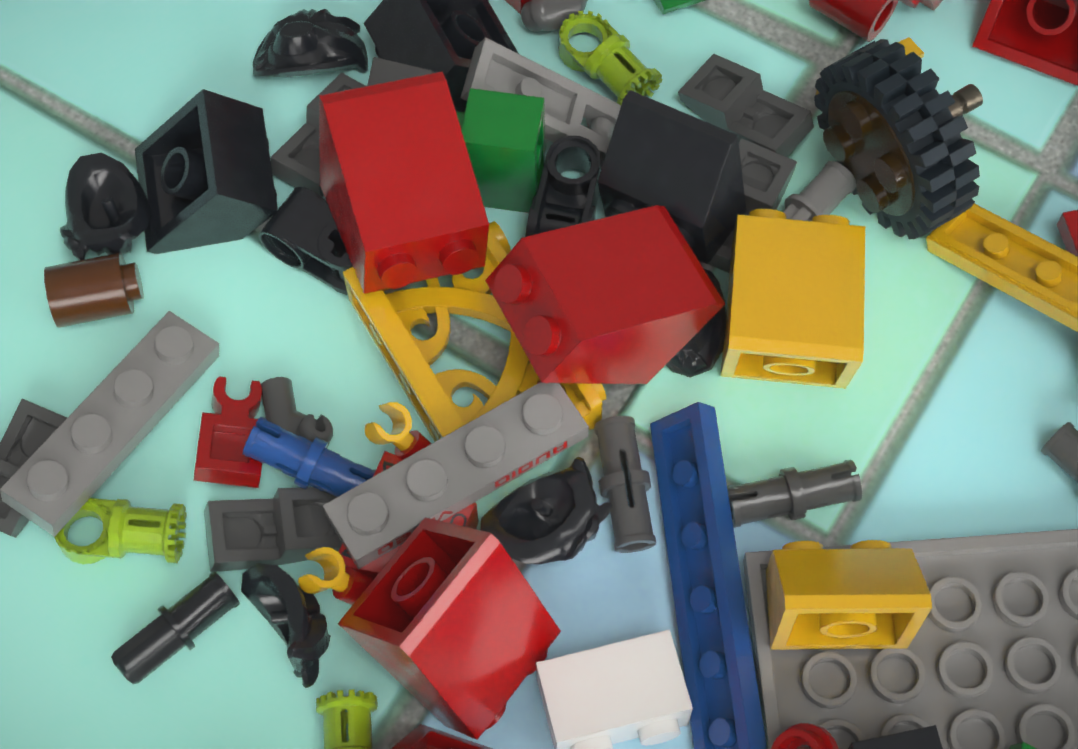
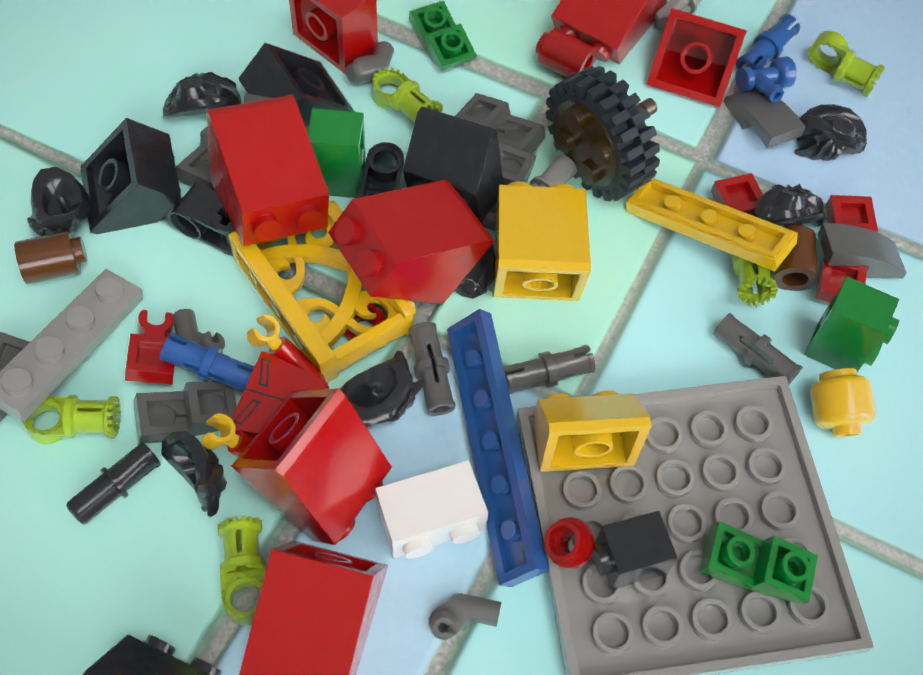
camera: 10 degrees left, 5 degrees down
(455, 471) = (311, 360): light grey plate -> none
(566, 101) = (377, 121): light grey plate -> none

